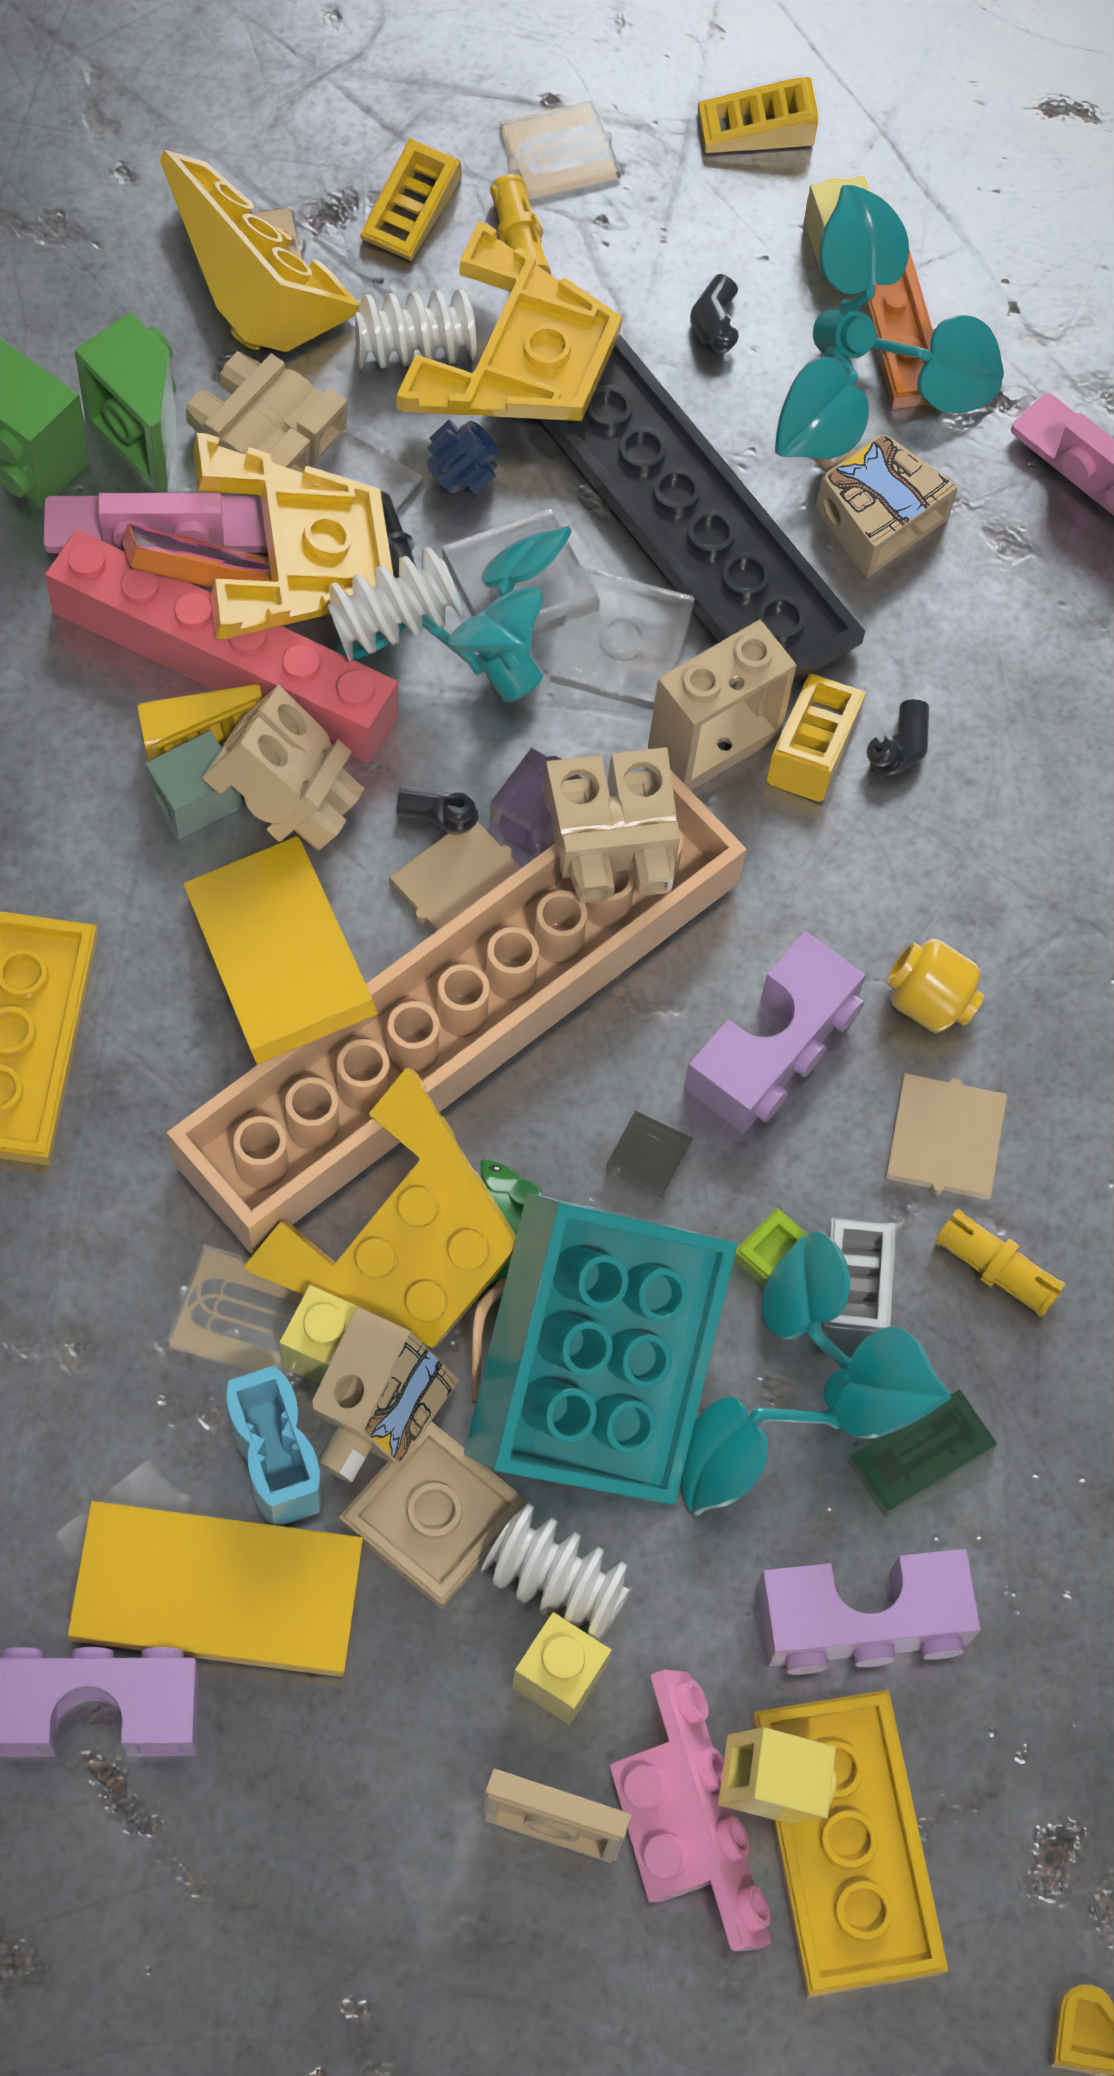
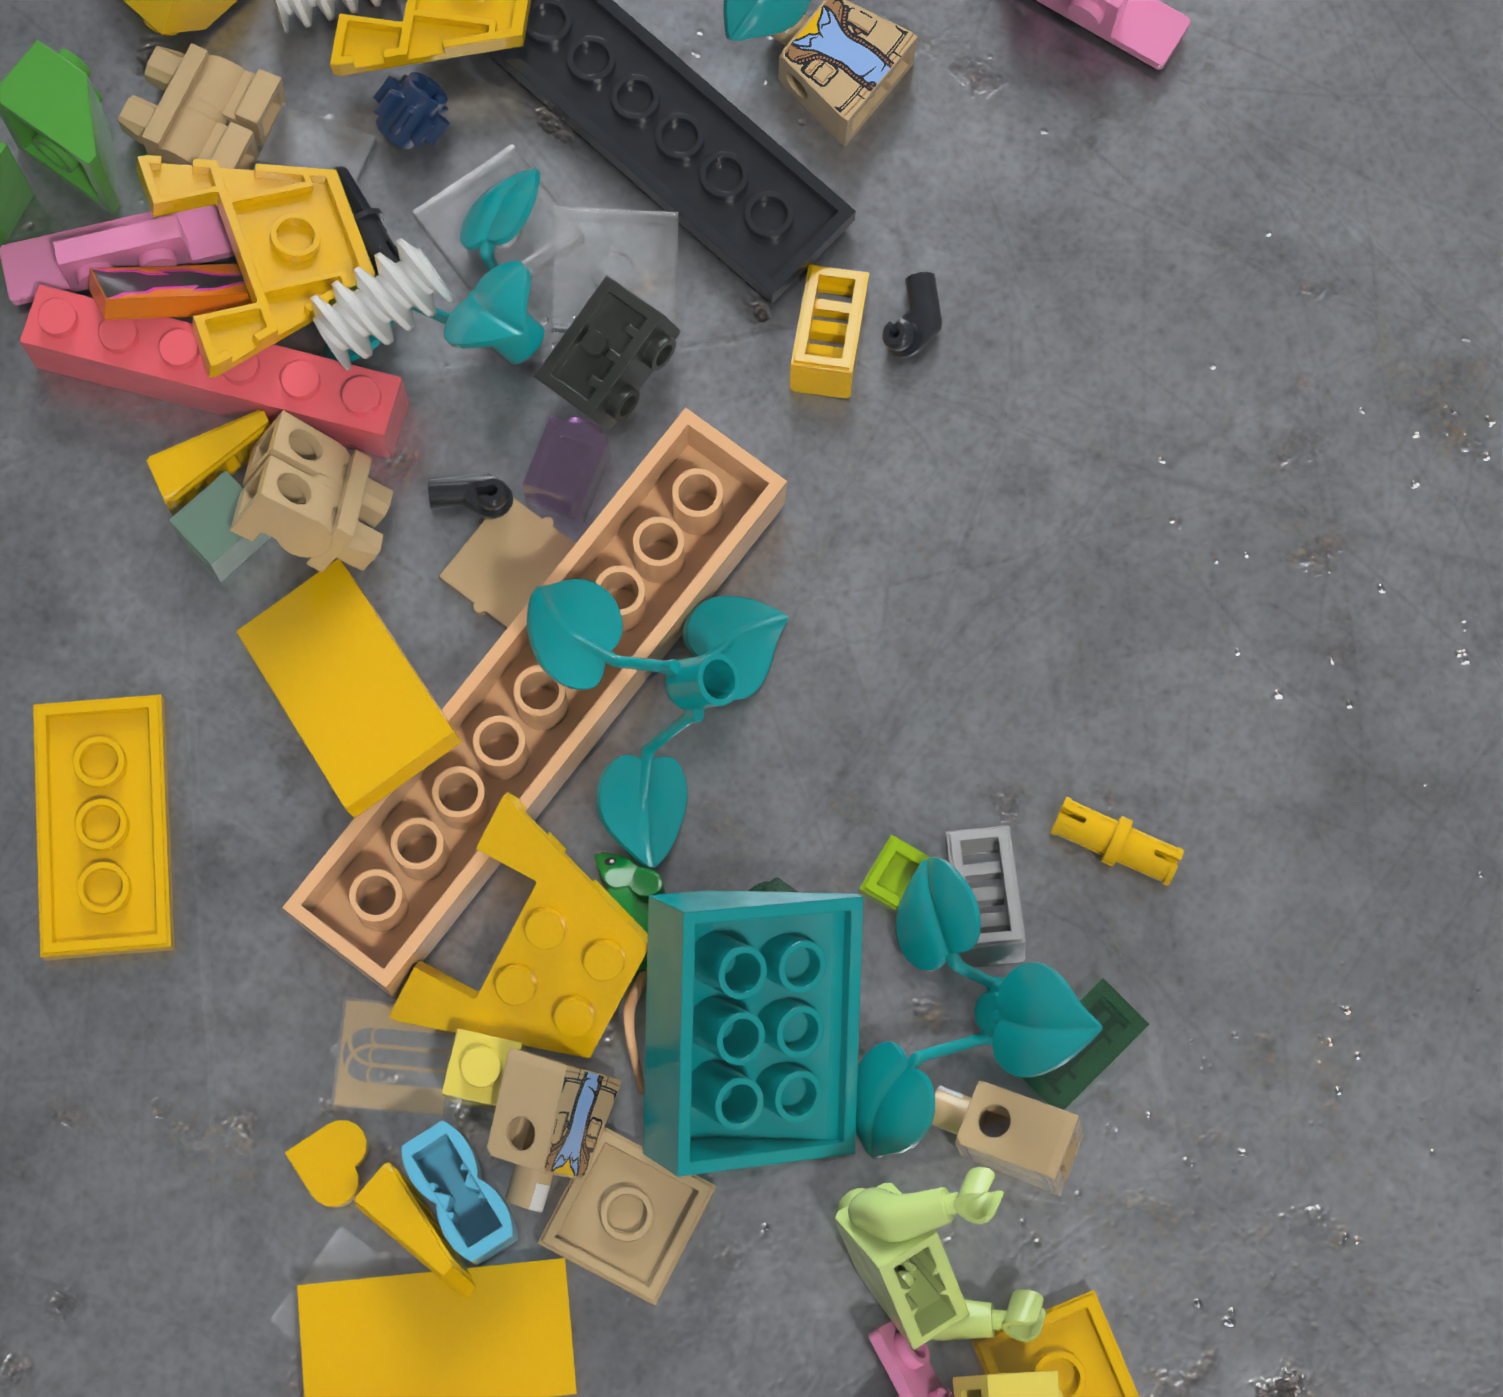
camera: 10 degrees left, 10 degrees up
(152, 1395) = (330, 1162): none -> yellow tile
(215, 1466) = (404, 1215): none -> yellow slope
(558, 1574) = (759, 1253): white piece -> none
(561, 1668) = (782, 1345): light yellow brick -> none
(598, 703) = (609, 354): none -> pearl dark grey bracket
(614, 832) = (652, 498): tan hips -> none
(649, 1154) = (756, 807): clear smoke tile -> none
(651, 998) = (733, 645): none -> teal plant
(700, 709) = (737, 315): tan window -> none
(705, 1616) = (907, 1268): none -> yellowish green torso
(744, 1073) = (833, 706): lavender arch -> none
(811, 1624) = (1115, 1204): lavender arch -> none
(839, 1514) = (1035, 1147): none -> tan torso
(935, 985) = (999, 572): yellow head -> none
(946, 1136) = (1040, 721): tan piece -> none

